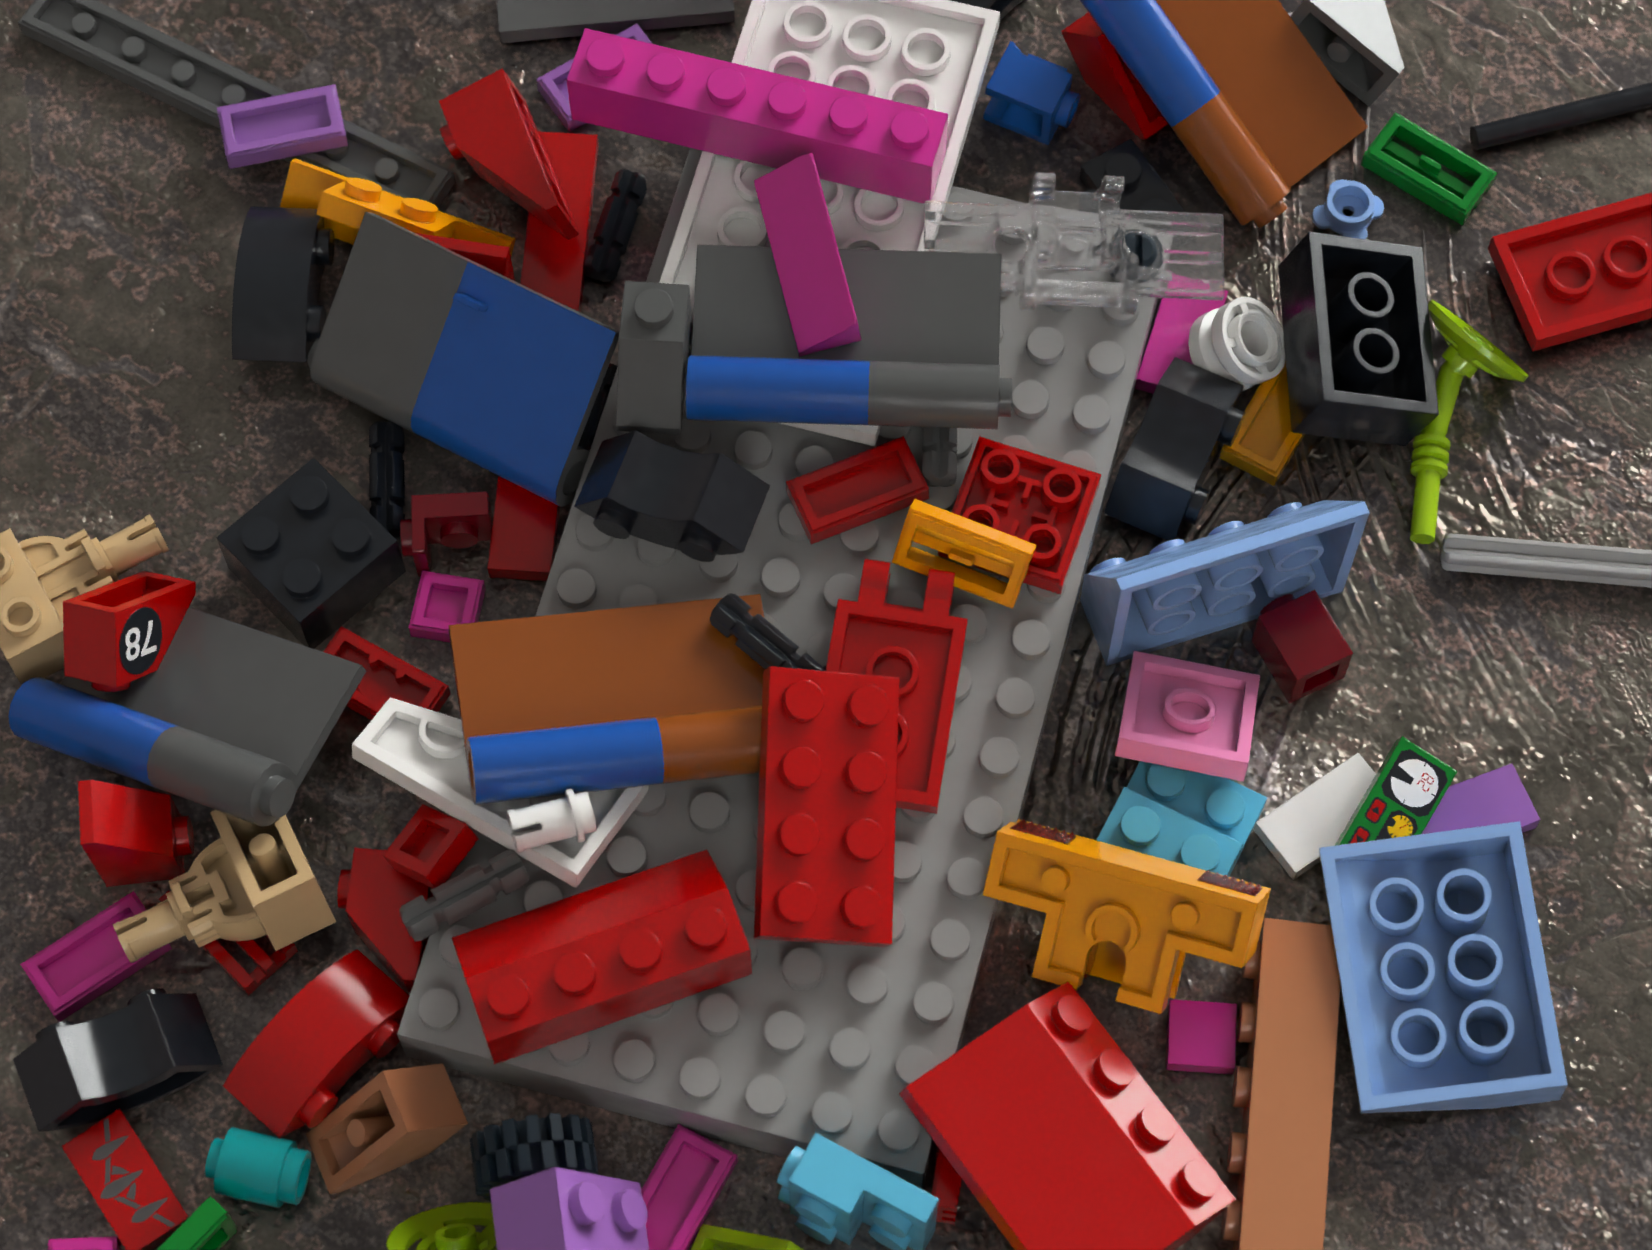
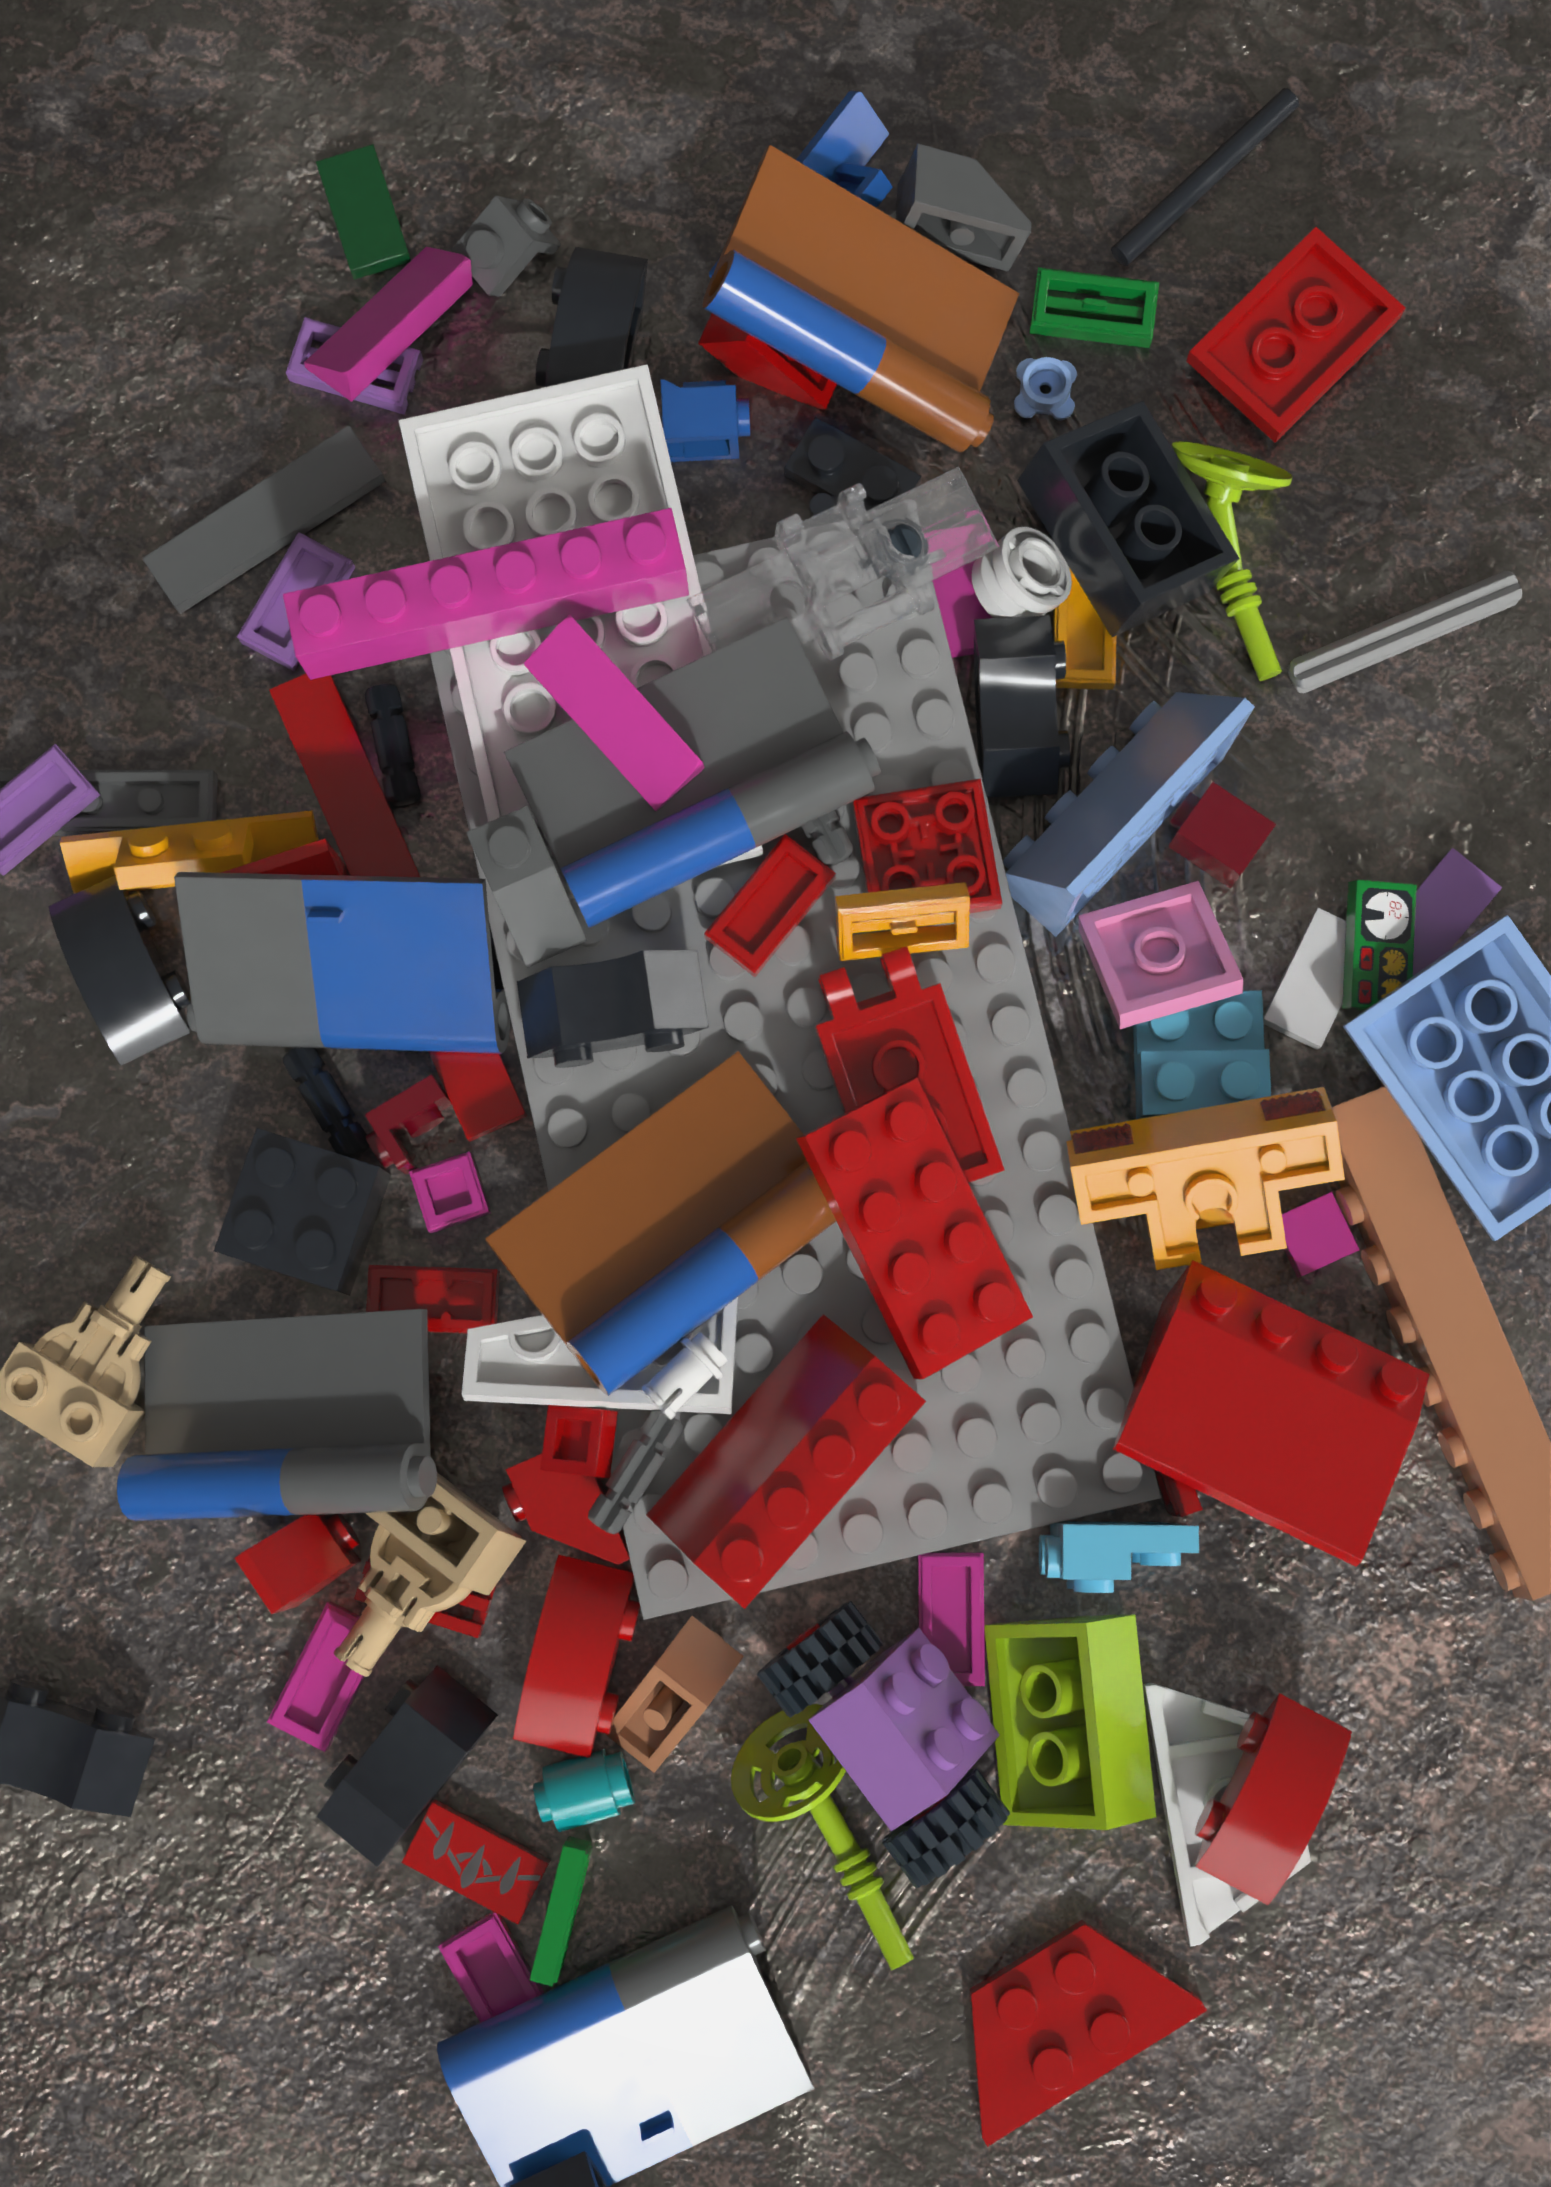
camera: 25 degrees left, 15 degrees up
(123, 628) = (178, 1376): red slope -> none
(501, 143) = (239, 718): red slope -> none
(758, 636) = (773, 1099): black axle -> none

